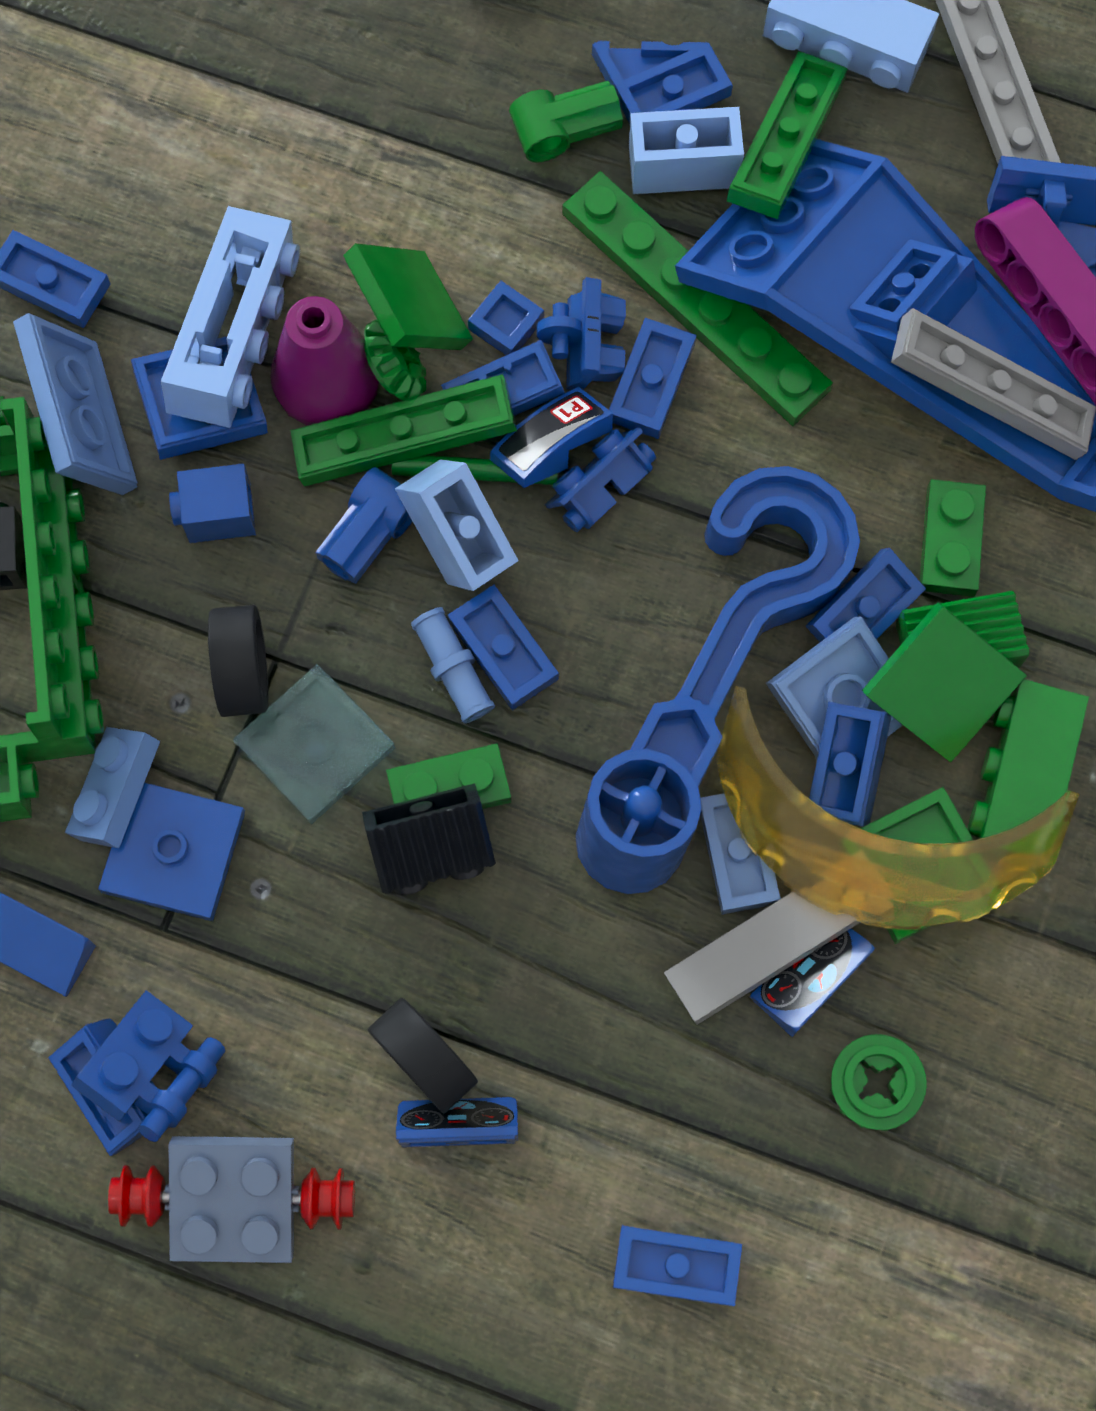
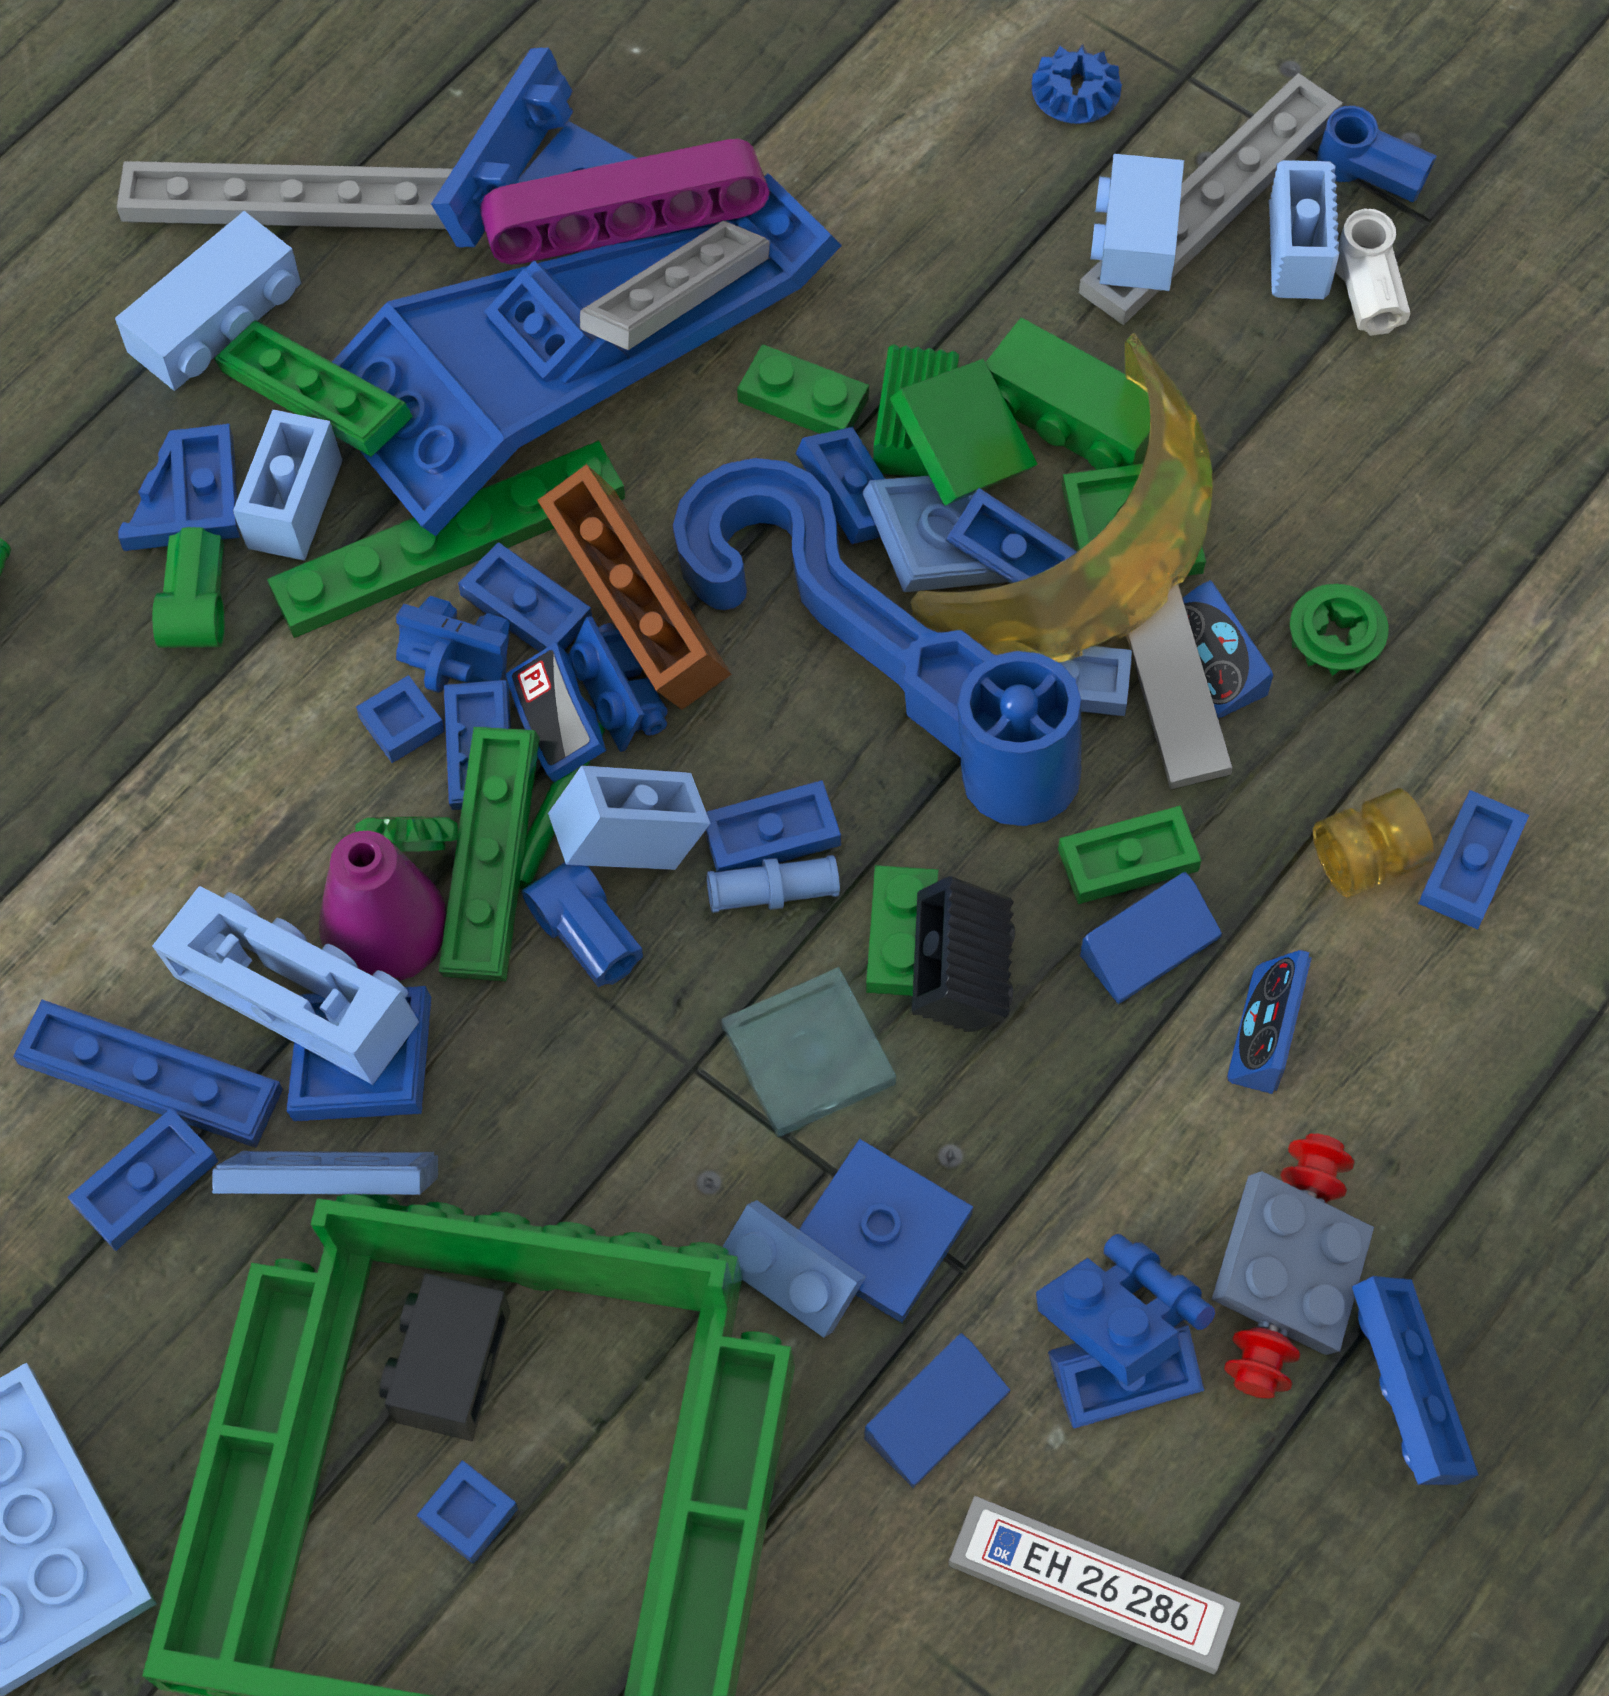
camera: 70 degrees left, 10 degrees down
(140, 251) = (148, 1073): none -> blue tile
(157, 1332) = (1414, 1381): none -> blue plate
(213, 503) = (497, 1069): blue brick -> none
(238, 660) = (699, 1083): black tyre -> none
(407, 297) = (341, 797): green tile -> none
(423, 1055) = (1198, 1020): black tyre -> none
(506, 998) = (1150, 938): none -> blue slope
(579, 955) = (1129, 854): none -> green plate
(672, 1182) = (1379, 840): none -> clear yellow wheel
(686, 457) = (634, 587): none -> dark orange brick

